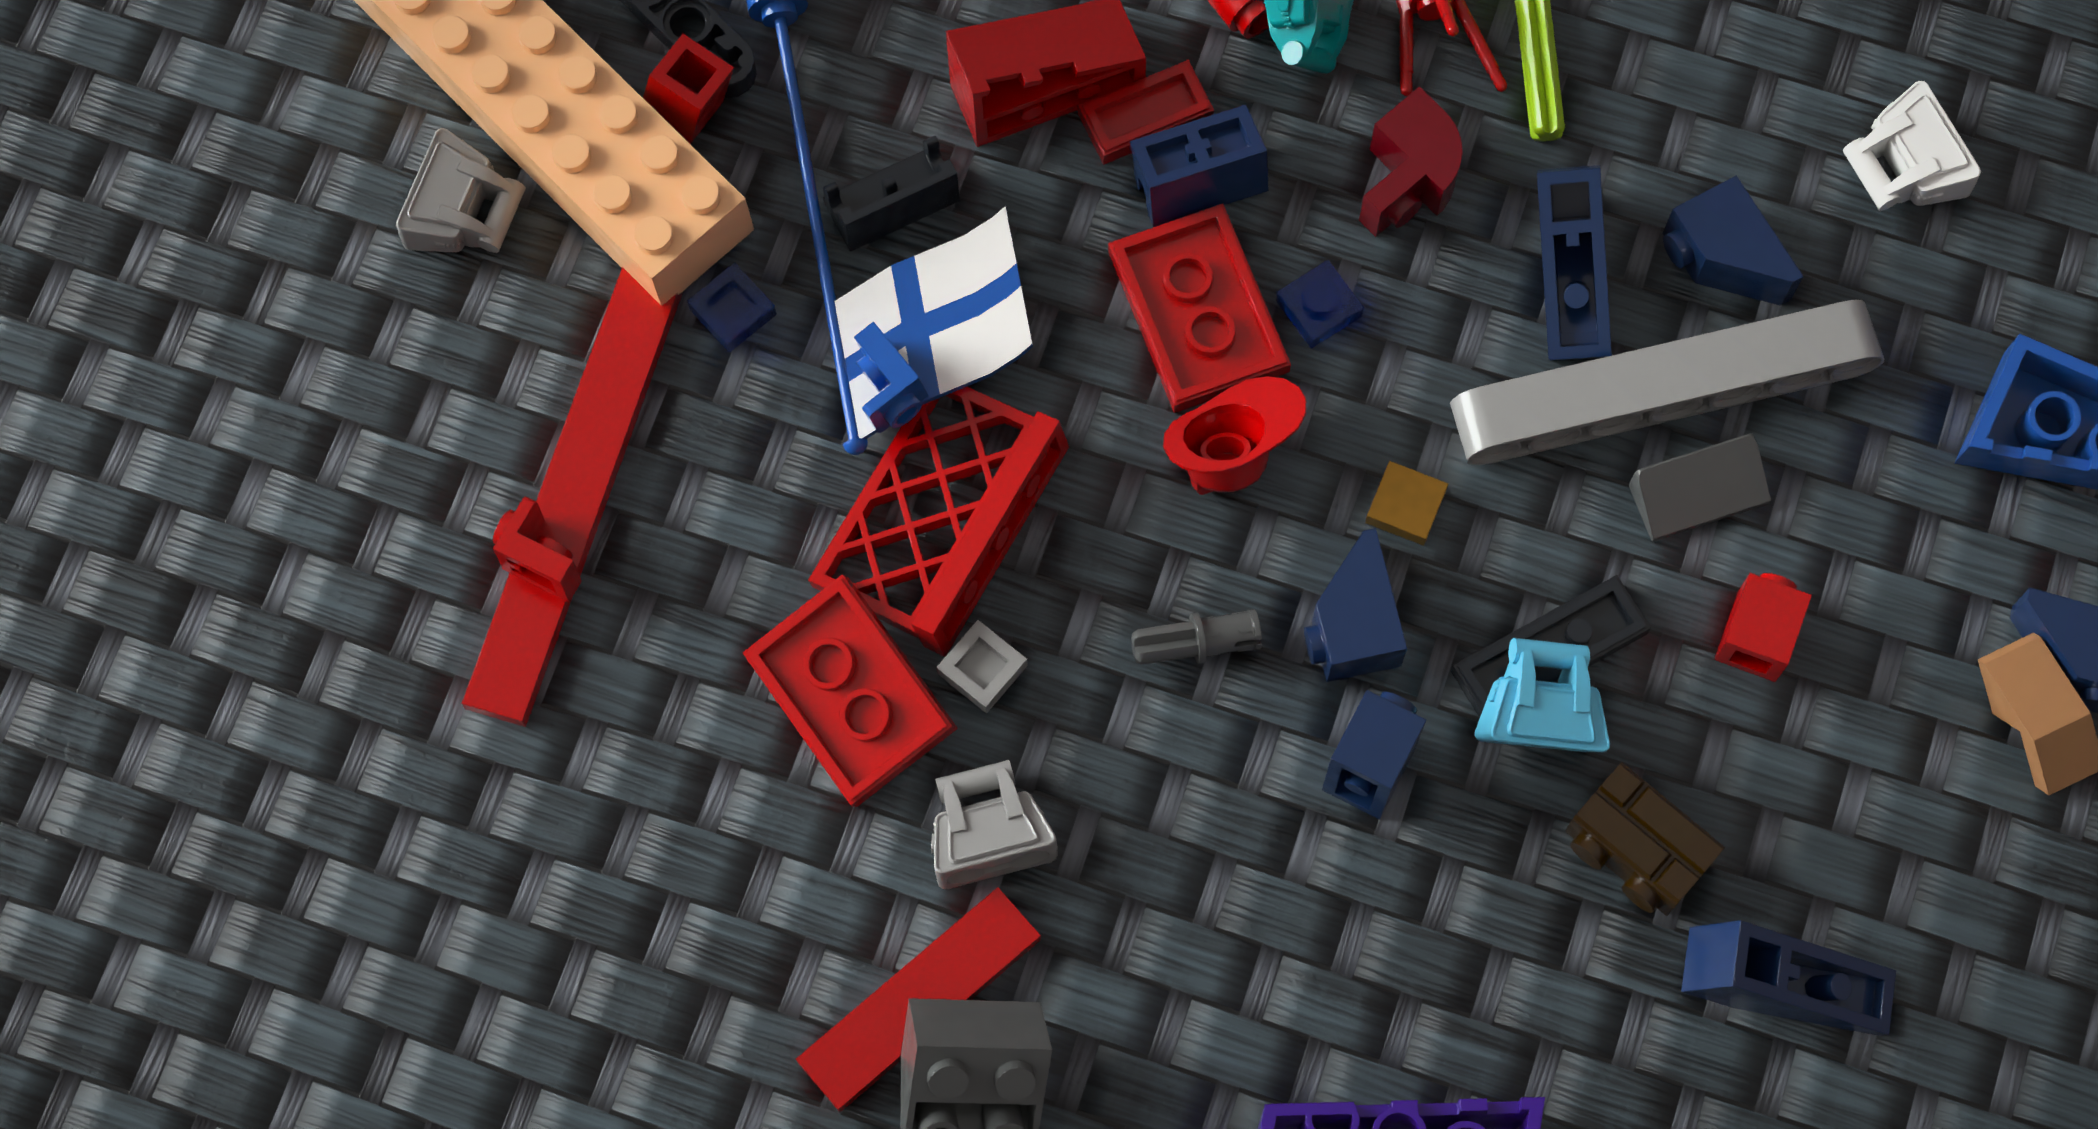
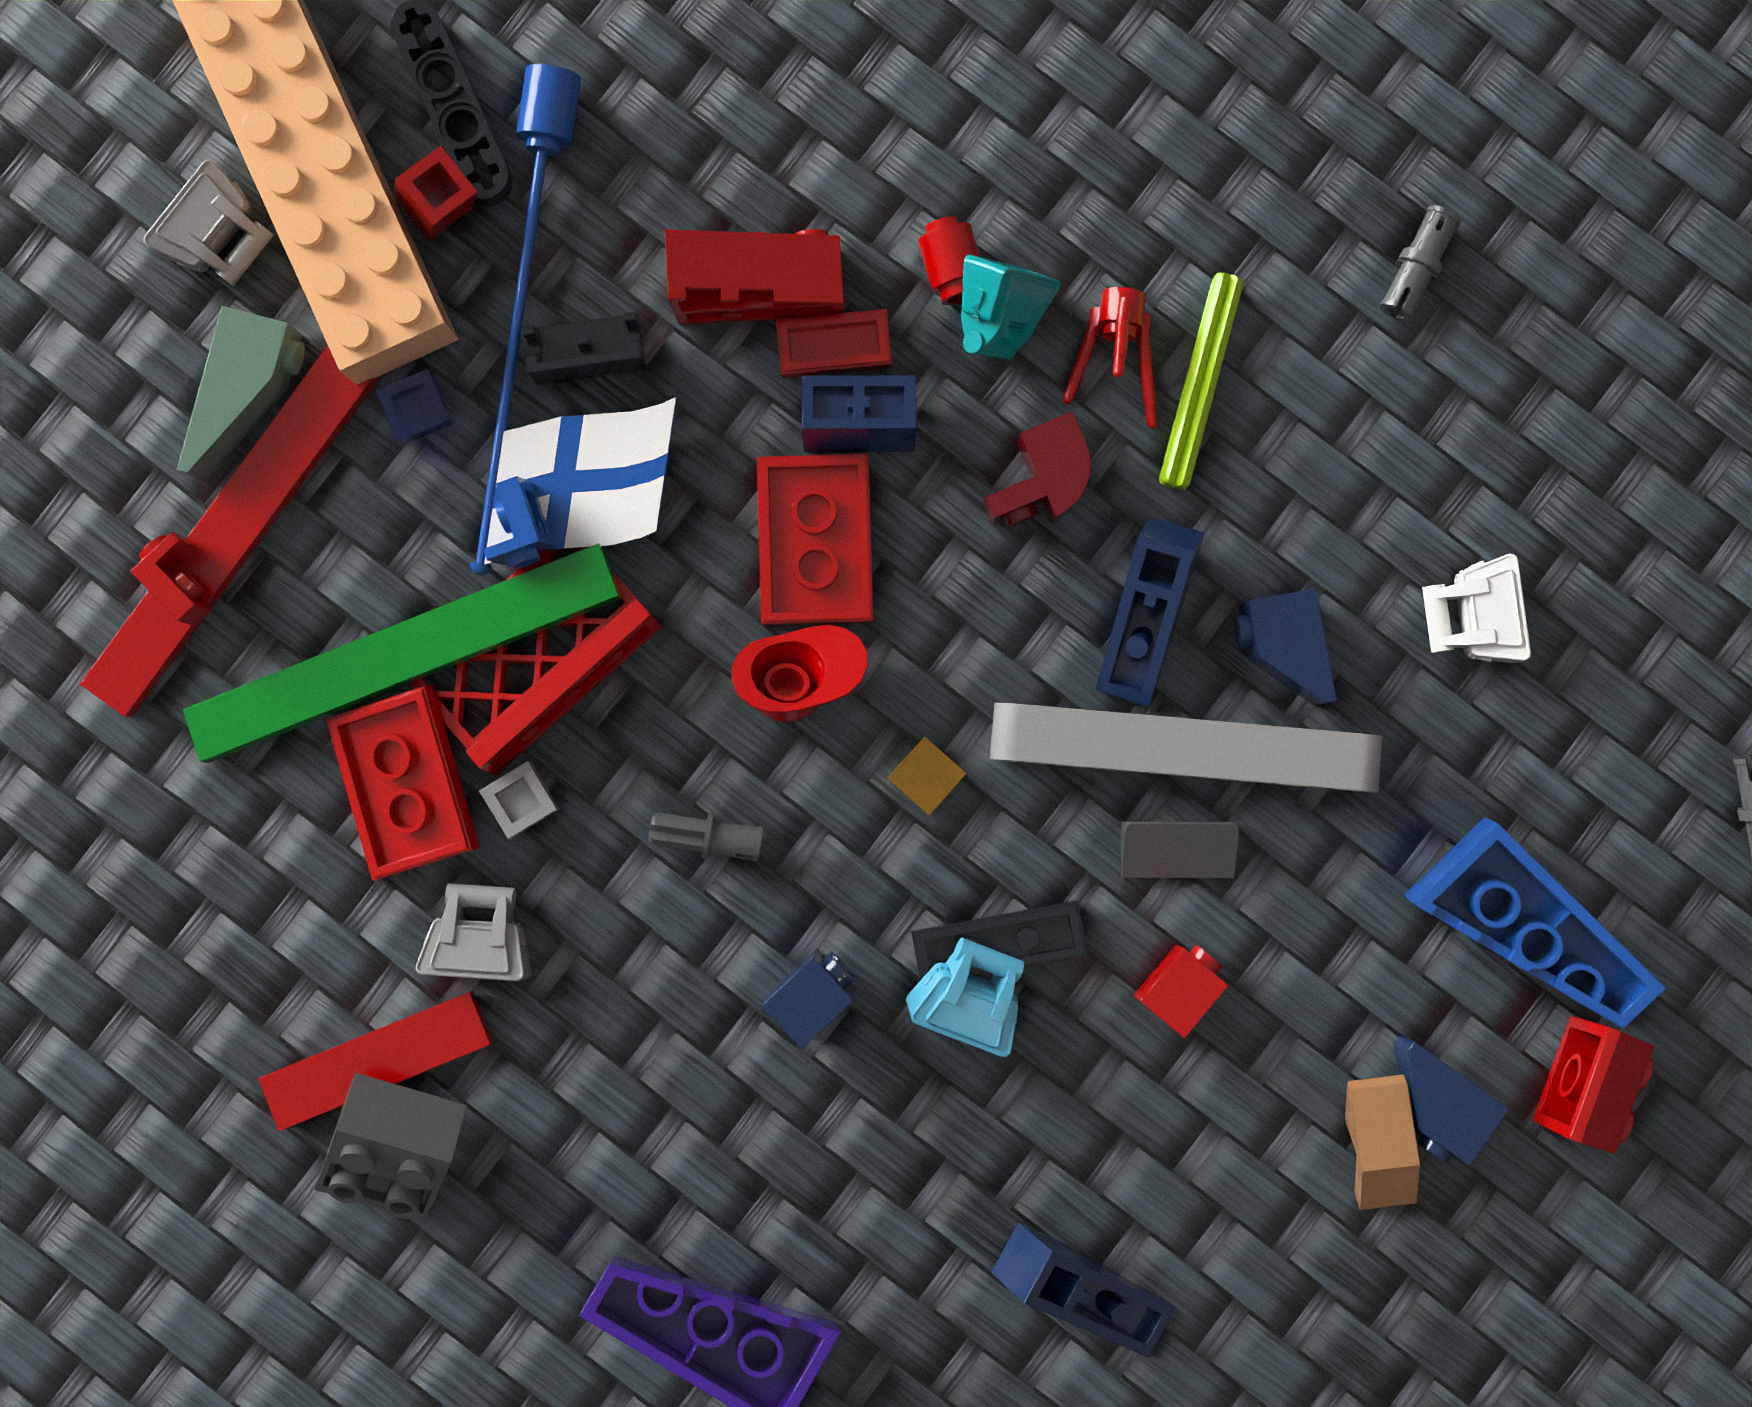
camera: 15 degrees right, 15 degrees up
(542, 337) = (241, 381): none -> sand green slope
(801, 557) = (402, 653): none -> green tile
(1319, 304) = (919, 572): clear blue plate -> none
(1357, 617) = (844, 865): dark blue slope -> none
(1642, 841) = (1009, 1137): dark brown brick -> none

